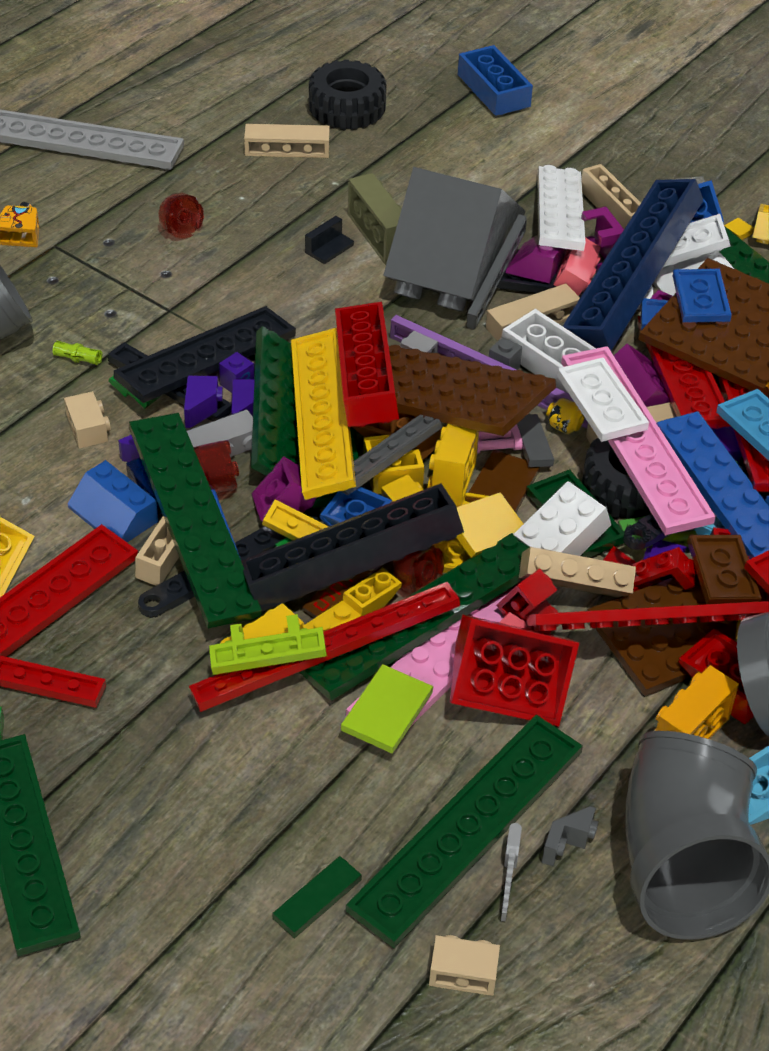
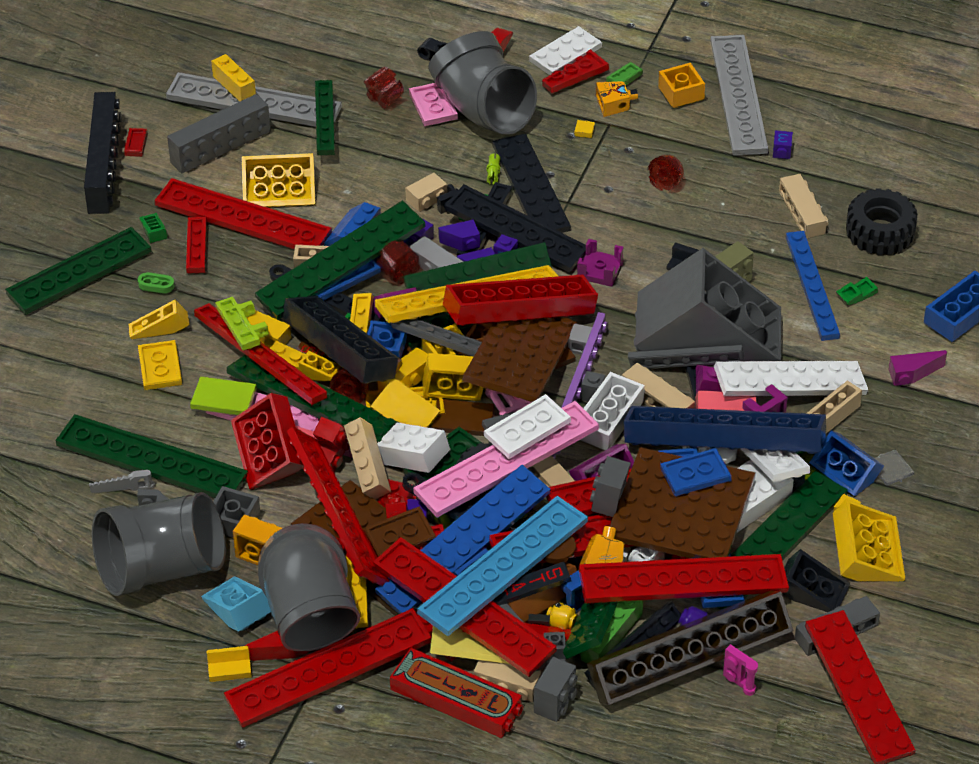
camera: 75 degrees right, 0 degrees up
(40, 168) = (681, 85): none -> light orange brick
(52, 264) = (584, 129): none -> yellow tile
(100, 747) = (156, 282): none -> bright green plate
(111, 398) = (443, 199): none -> black bracket
(113, 328) = (530, 182): none -> black plate
(184, 127) = (782, 144): none -> dark purple brick
(192, 758) = (161, 321): none -> yellow slope
(273, 780) = (159, 365): none -> yellow tile
(299, 306) = (600, 266): none -> magenta panel
(316, 896) = (81, 404): dark green tile -> none
(398, 167) = (812, 286): none -> blue plate
(431, 141) = (857, 292): none -> green slope
(464, 965) = (49, 475): tan brick -> none
(563, 136) = (913, 367): none -> magenta slope
(613, 742) = (233, 505): none -> dark grey brick
(712, 360) = (609, 486): none -> dark grey brick

